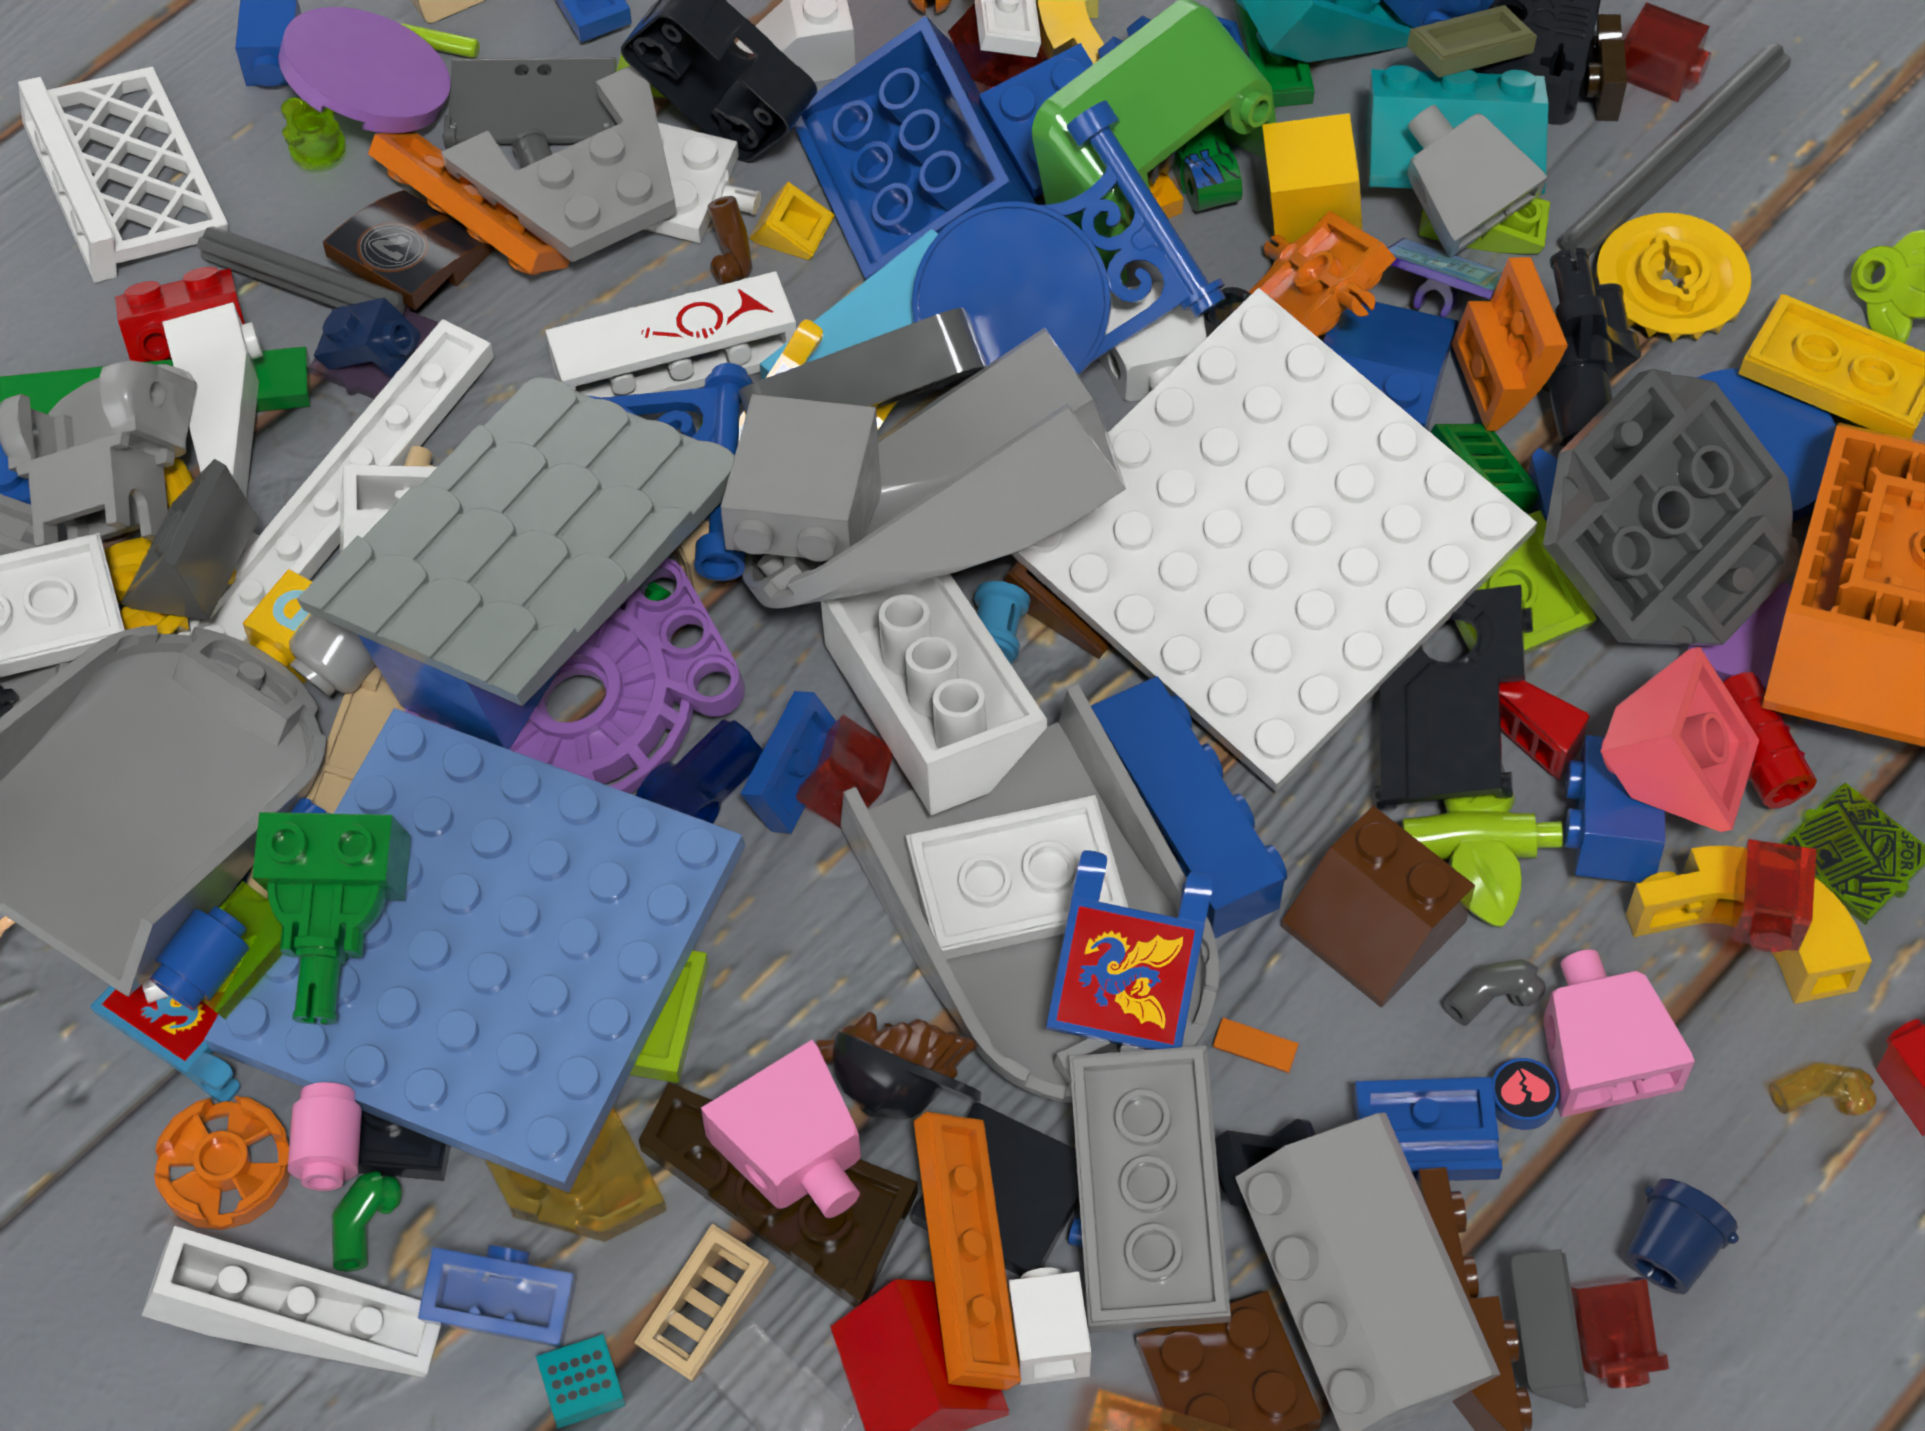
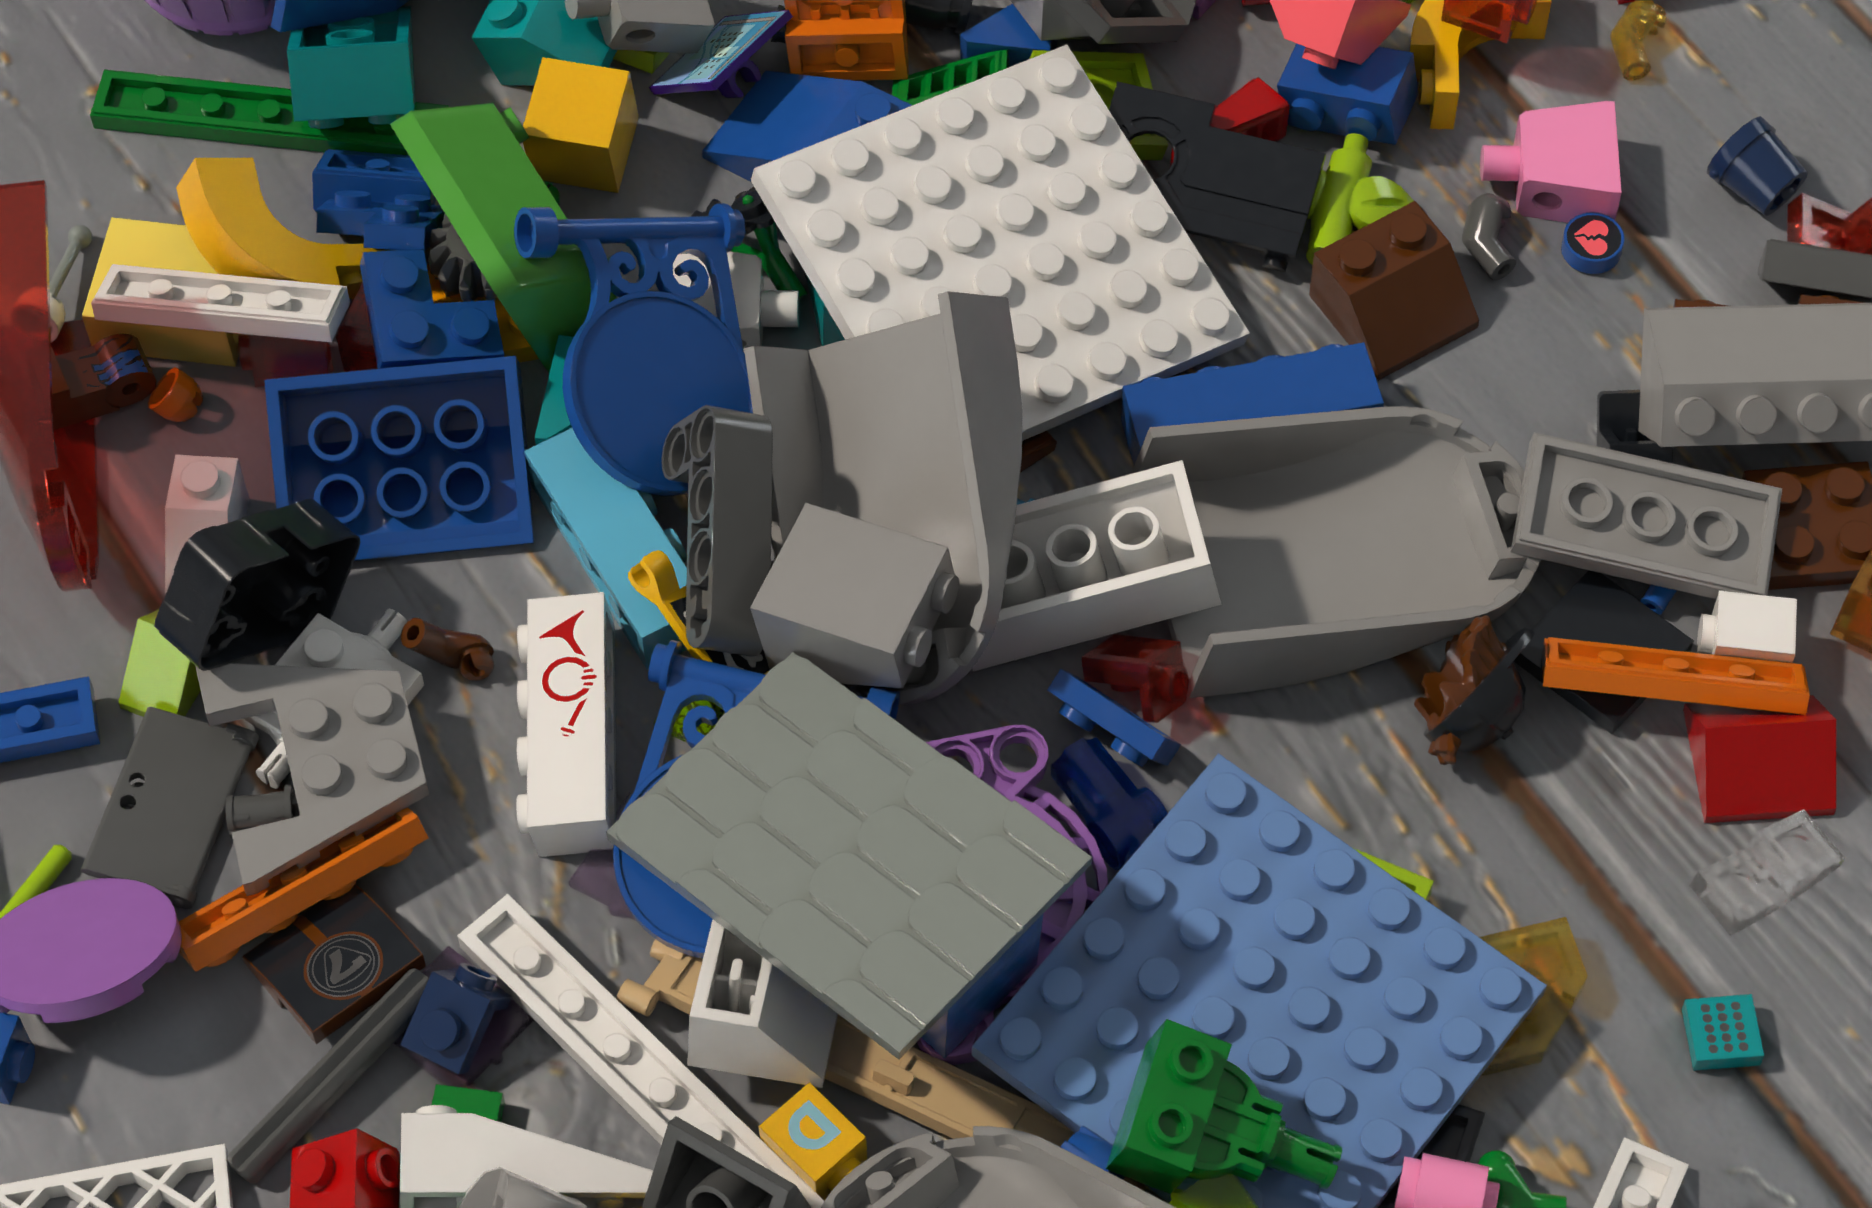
camera: 75 degrees left, 0 degrees up
(312, 136) = (141, 1029): clear neon green brick -> none
(330, 656) = (874, 1093): light grey head -> none
(497, 1295) = (1647, 1068): blue brick -> none
(699, 1267) = (1668, 881): tan slope -> none
(789, 1132) = (1537, 783): bright pink torso -> none
(792, 223) = (434, 591): yellow slope -> none
(836, 1251) = (1569, 818): dark brown wing -> none
(1008, 875) = (1289, 550): white tile -> none
(1124, 969) = (1431, 473): flag -> none
(1255, 1045) = (1499, 421): orange piece -> none
(1325, 272) = (706, 141): orange plate -> none
(1439, 1123) = (1610, 314): blue plate -> none

